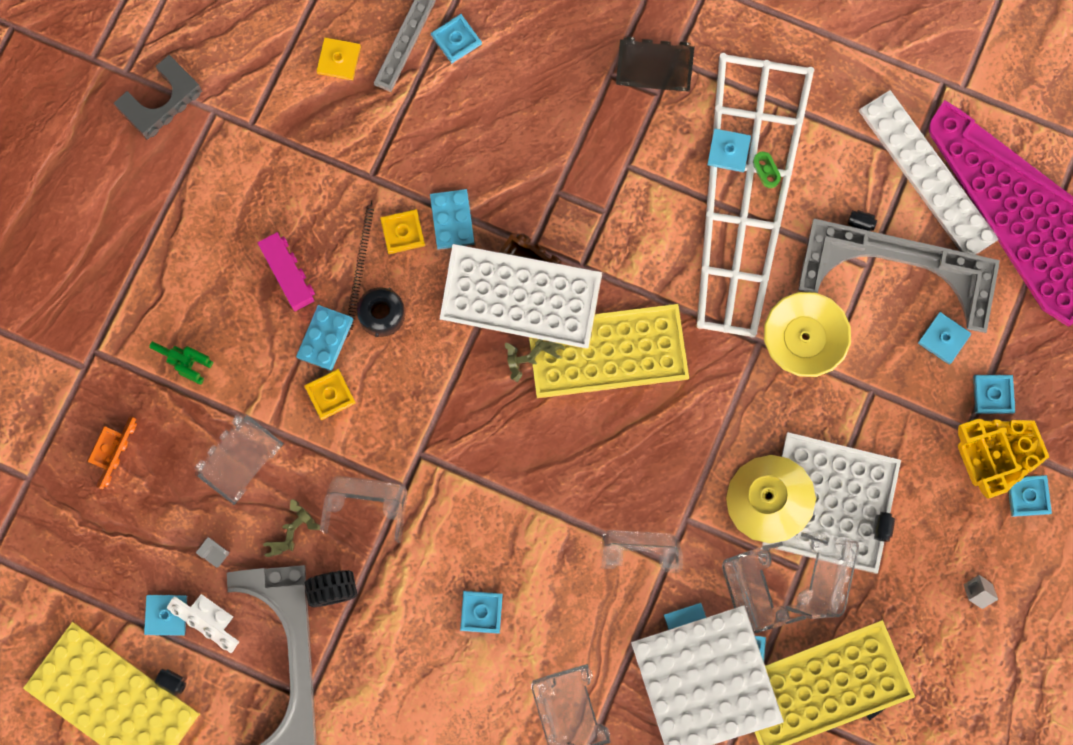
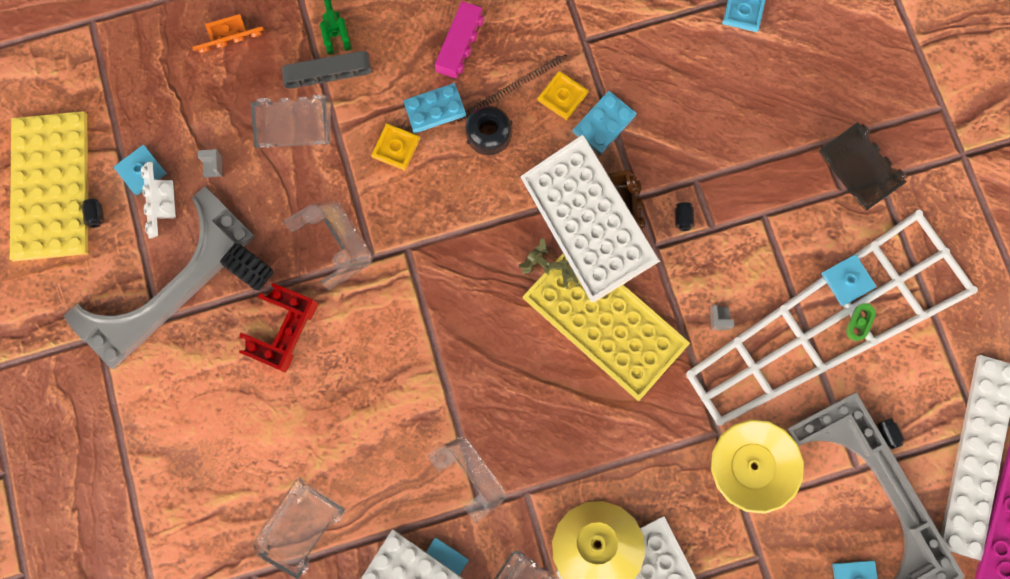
camera: 55 degrees right, 0 degrees up
(215, 396) = (326, 69): none -> dark grey beam
(304, 516) = (288, 204): olive piece -> none
(421, 619) = (280, 352): none -> red wedge
(481, 612) = (322, 393): medium azure plate -> none
(579, 224) = (684, 216): none -> black brick
(678, 266) = (720, 318): none -> light grey panel

